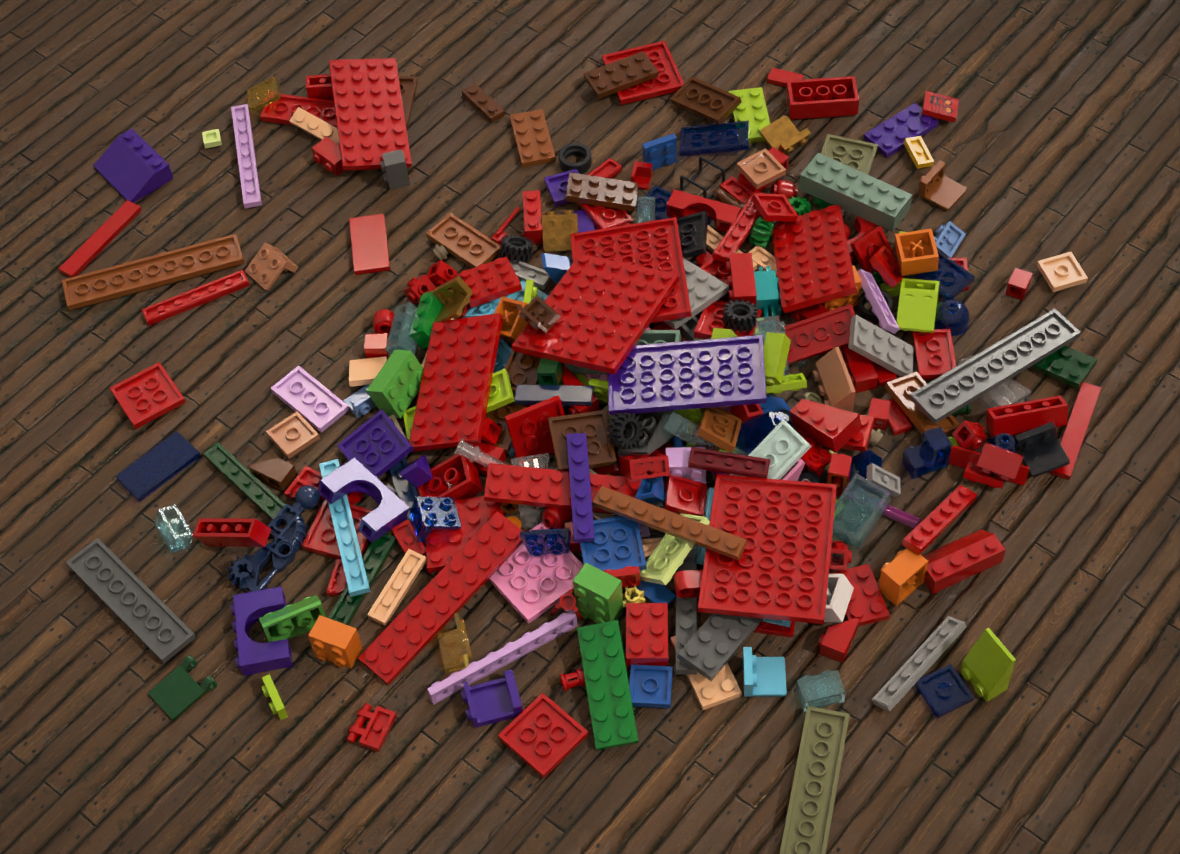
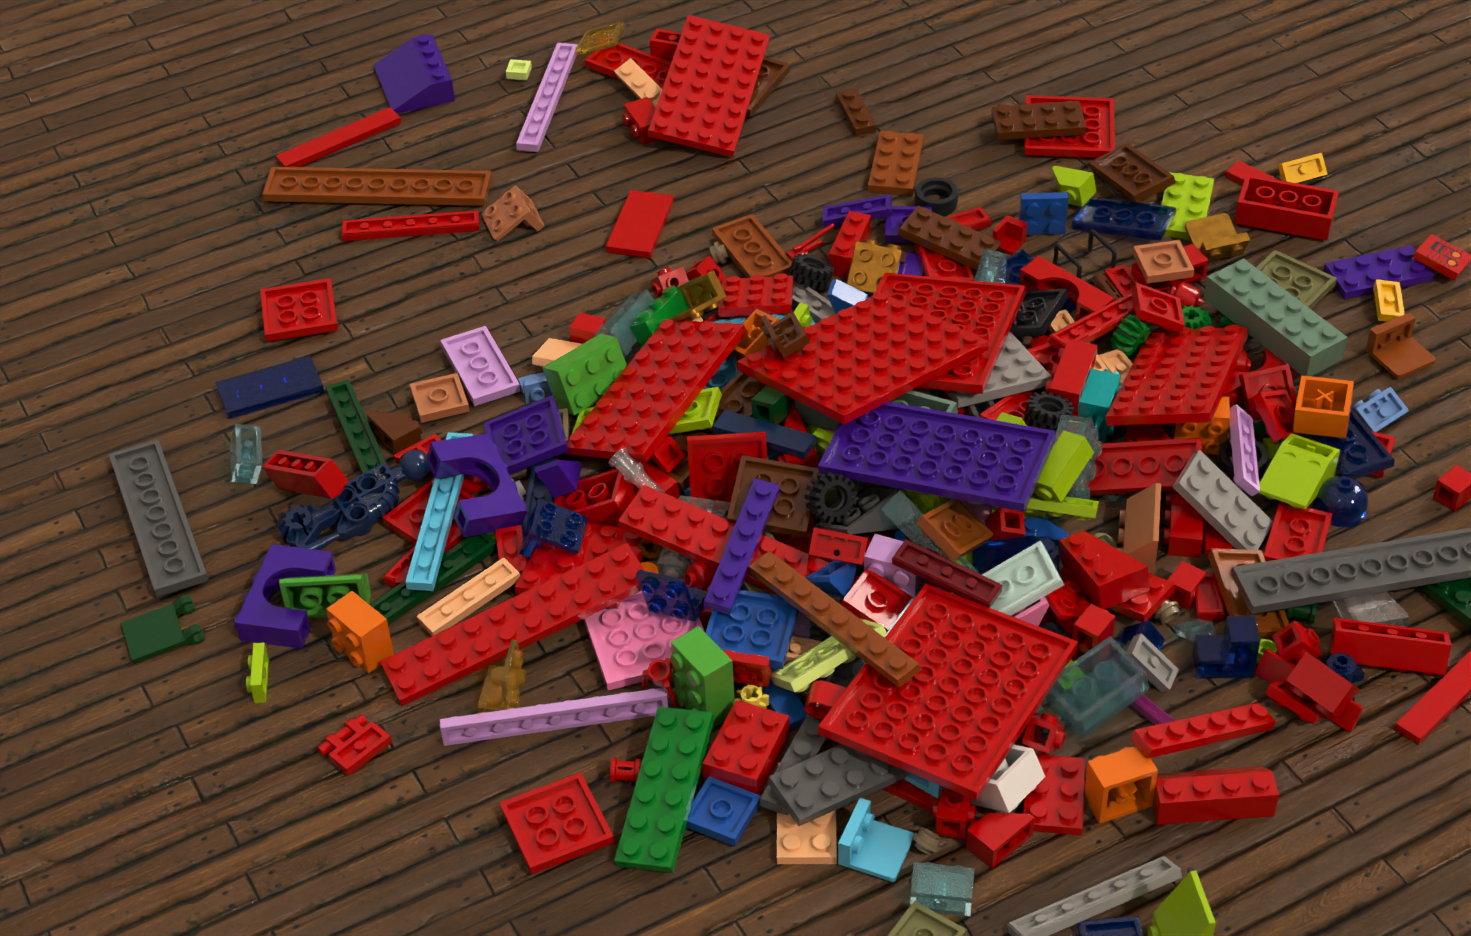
camera: 20 degrees right, 10 degrees down
(383, 321) = (608, 304): red head -> none
(395, 169) = (709, 150): dark grey brick -> none
(492, 700) = (514, 762): dark purple panel -> none
(515, 192) = (877, 207): none -> dark purple plate
(668, 121) = (1077, 183): none -> lime slope
(795, 659) = (927, 841): none -> dark tan plate
(805, 635) = (953, 814): none -> red brick
(818, 62) = (1303, 169): none -> yellow plate
(898, 444) = (1195, 627): none -> clear light blue plate
(1041, 449) = (1391, 690): black bracket -> none

